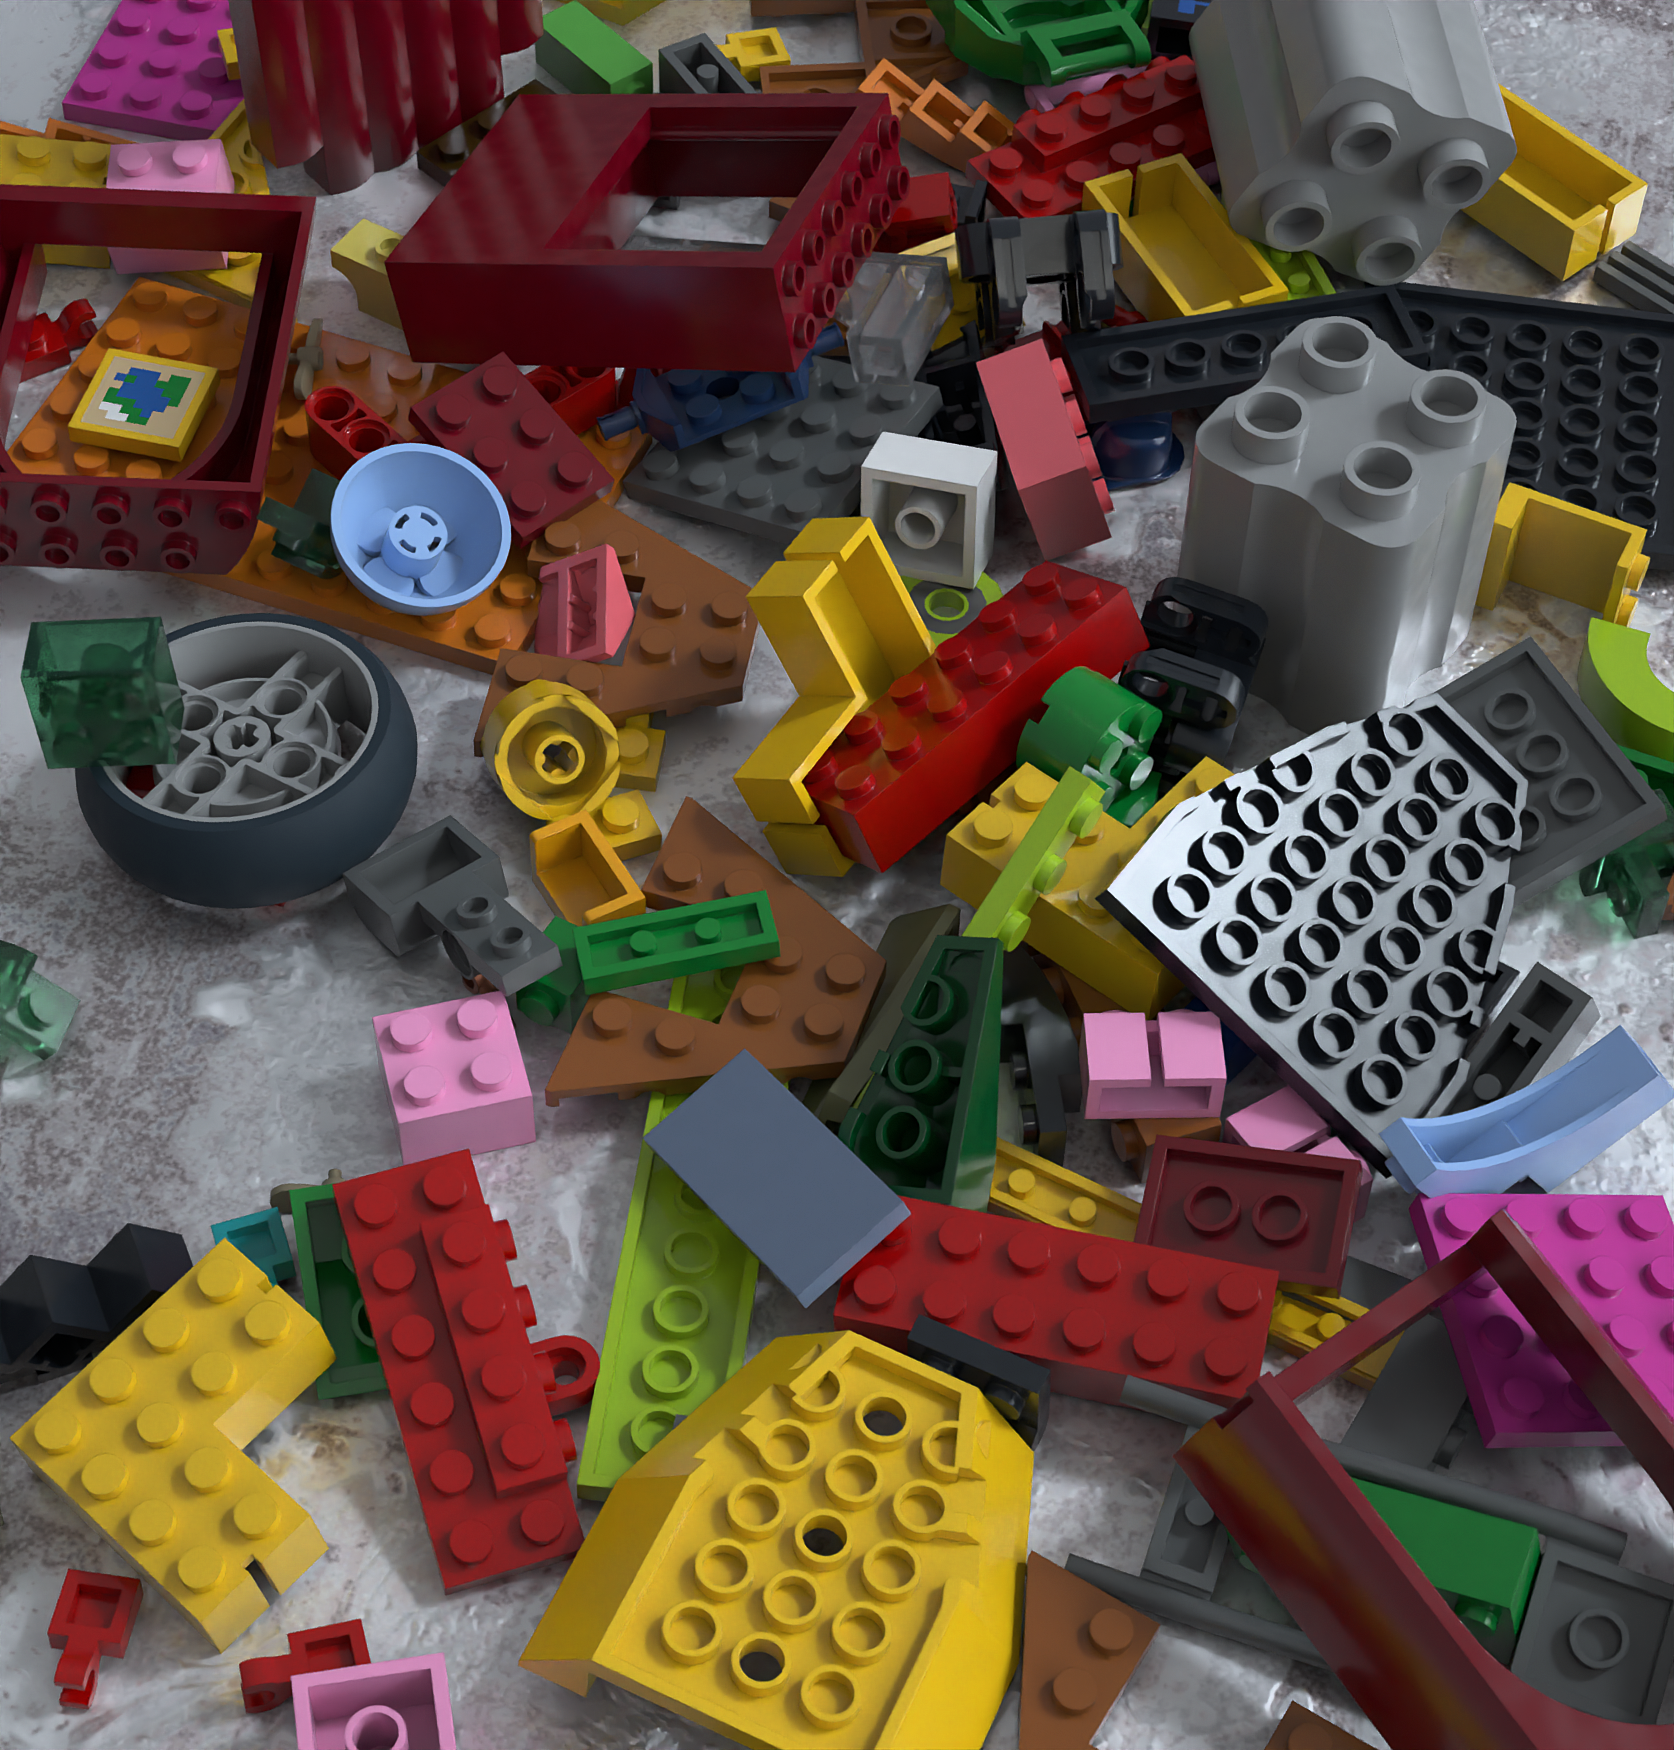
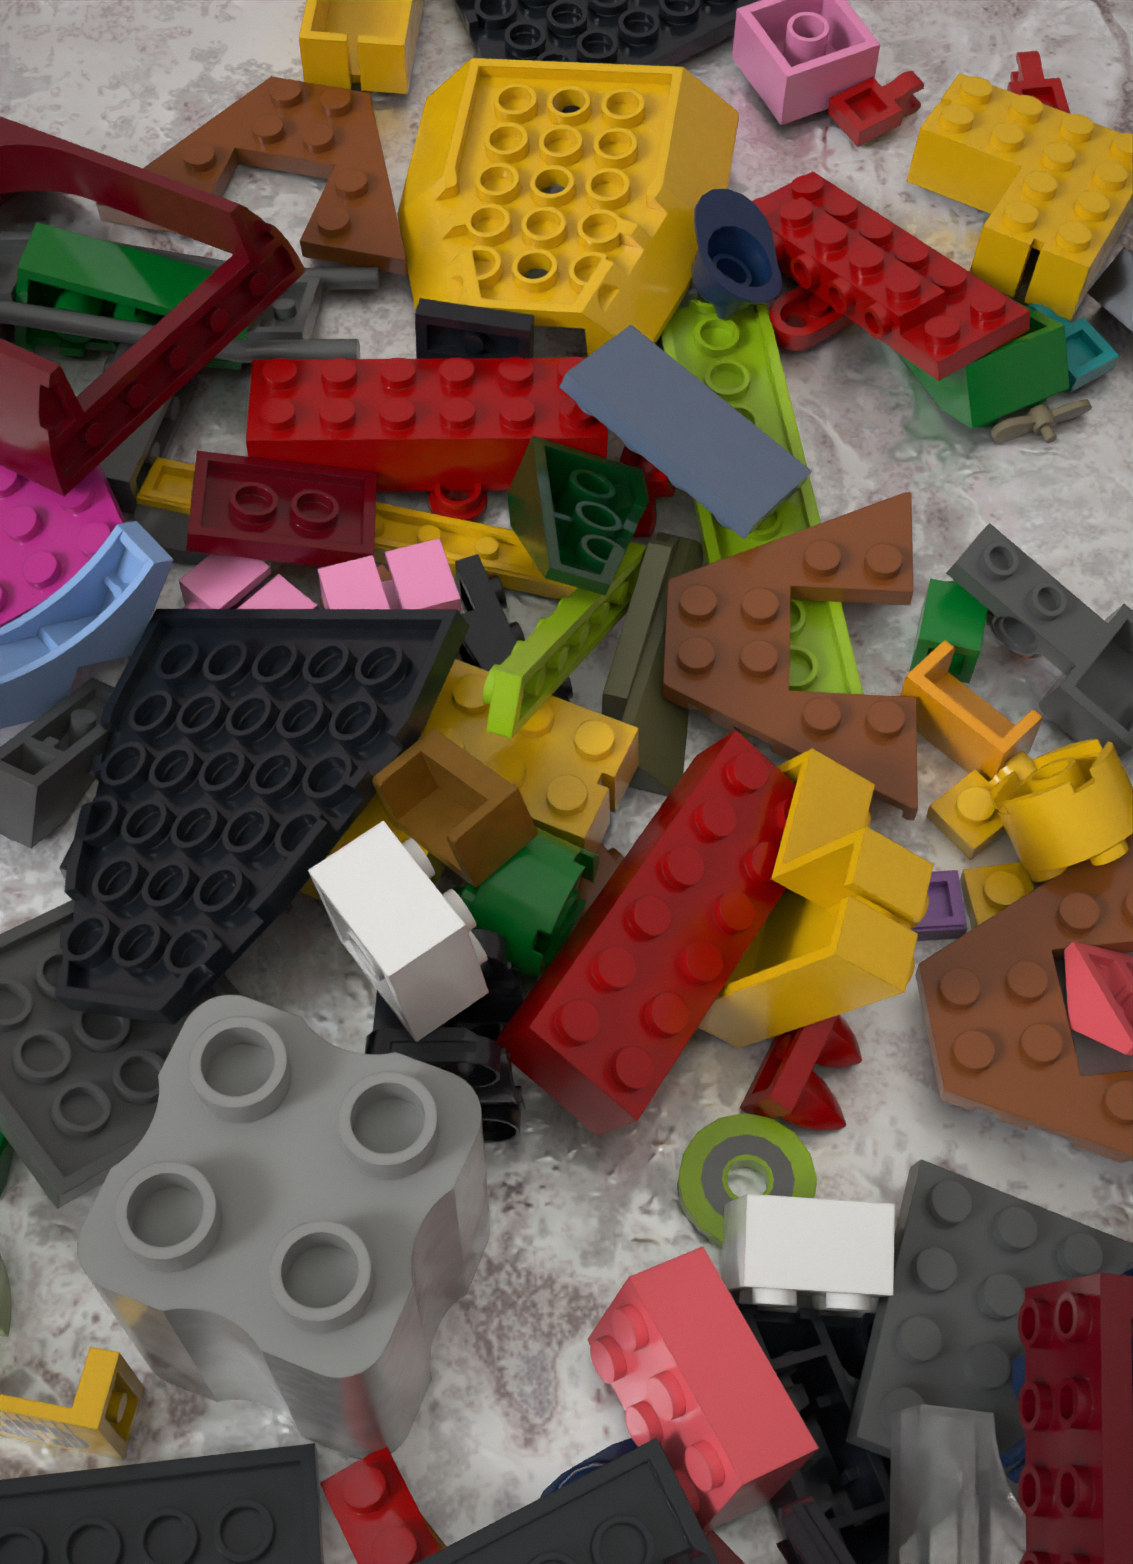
camera: 165 degrees right, 10 degrees up
(454, 1078) = (1000, 484): bright pink brick -> none
(625, 1389) = (734, 253): none -> dark blue piece
(676, 942) = (855, 625): green plate -> none
(698, 768) = (946, 911): none -> medium lavender tile
(1141, 748) = (455, 807): none -> pearl gold panel
(1225, 622) = (402, 928): none -> white brick

